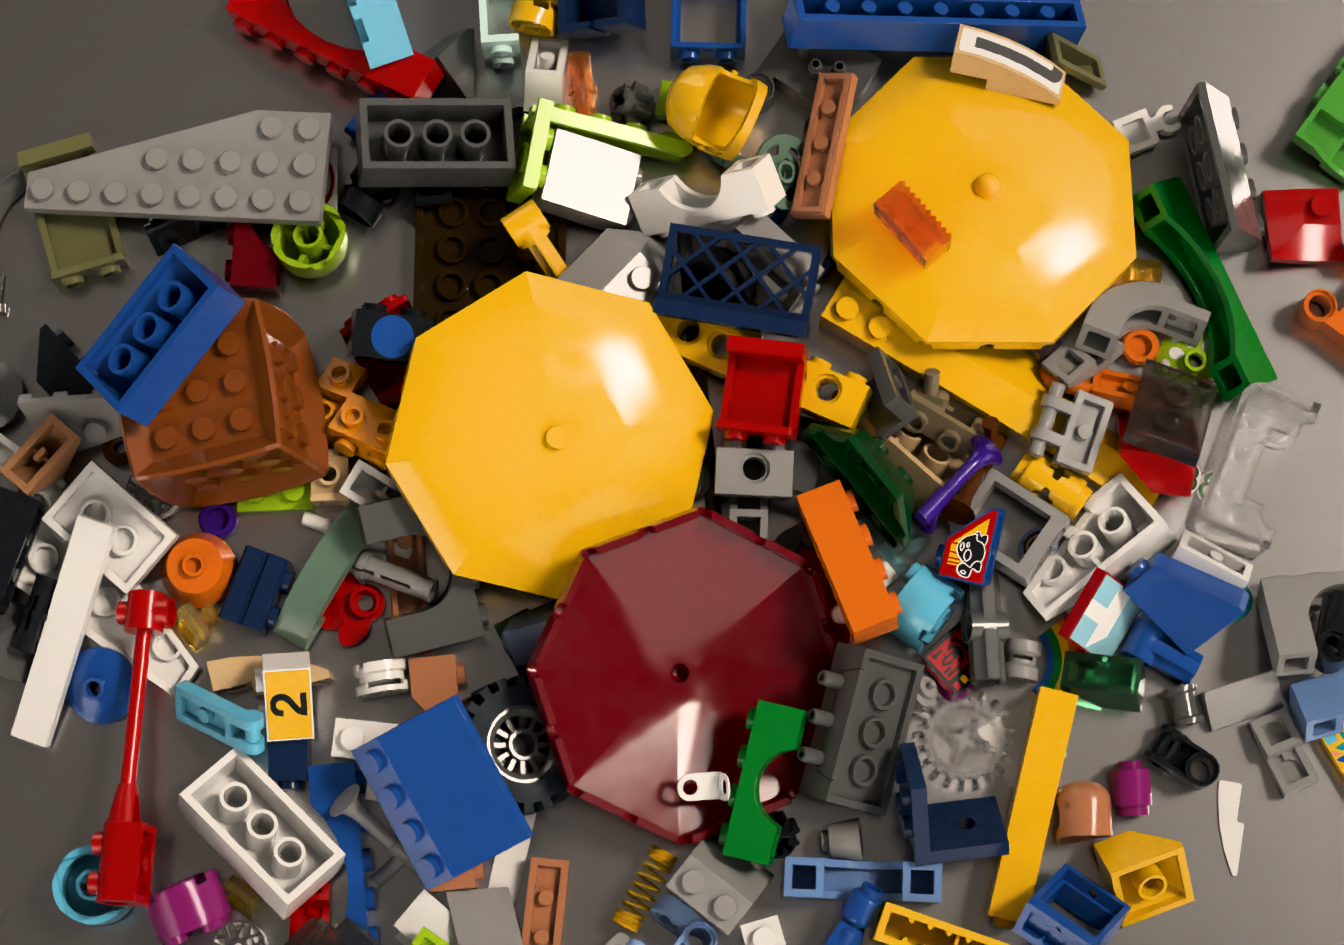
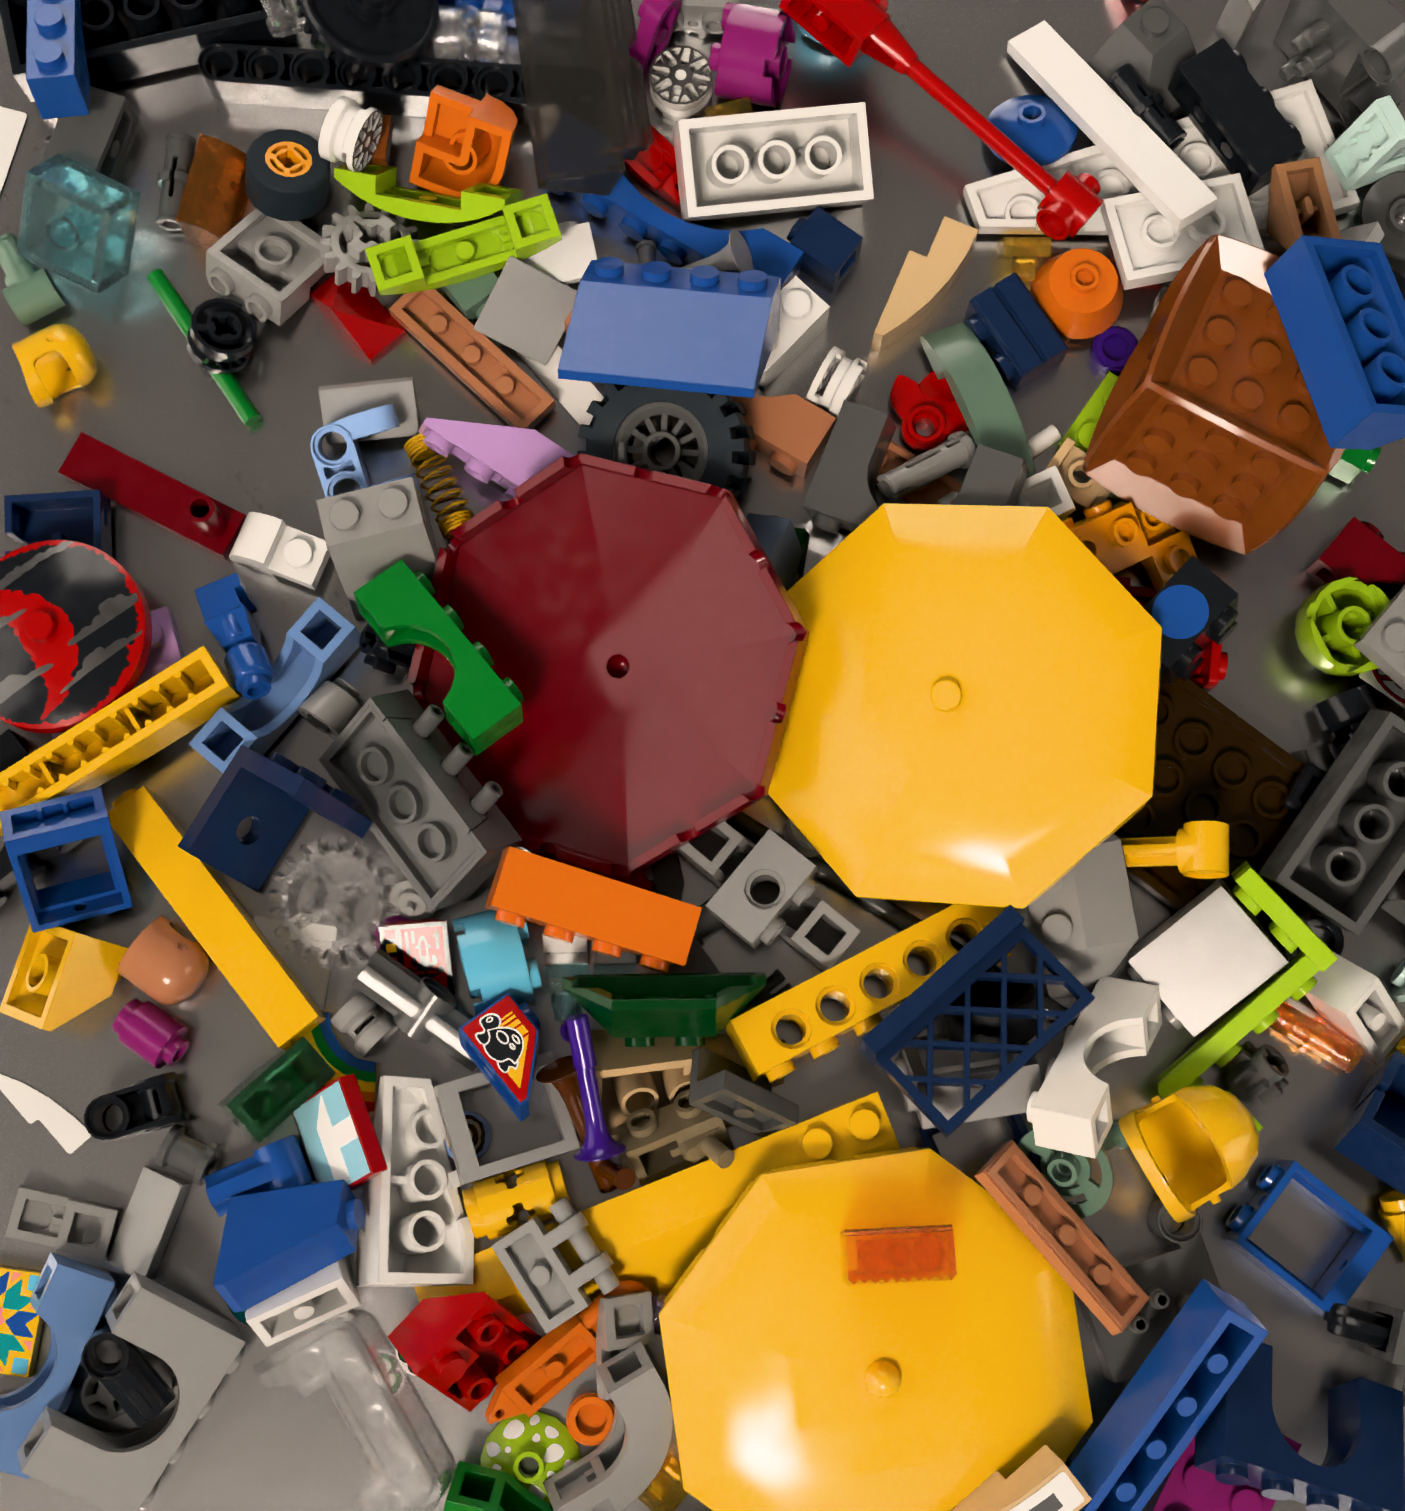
camera: 130 degrees right, 0 degrees up
(220, 718) = (911, 202): medium azure plate -> none
(286, 695) = (885, 272): brick -> none
(591, 852) = (493, 451): none -> lavender slope
(708, 786) = (481, 602): white piece -> none
(763, 389) = (838, 958): red panel -> none
(1170, 412) = (488, 1386): clear smoke tile -> none

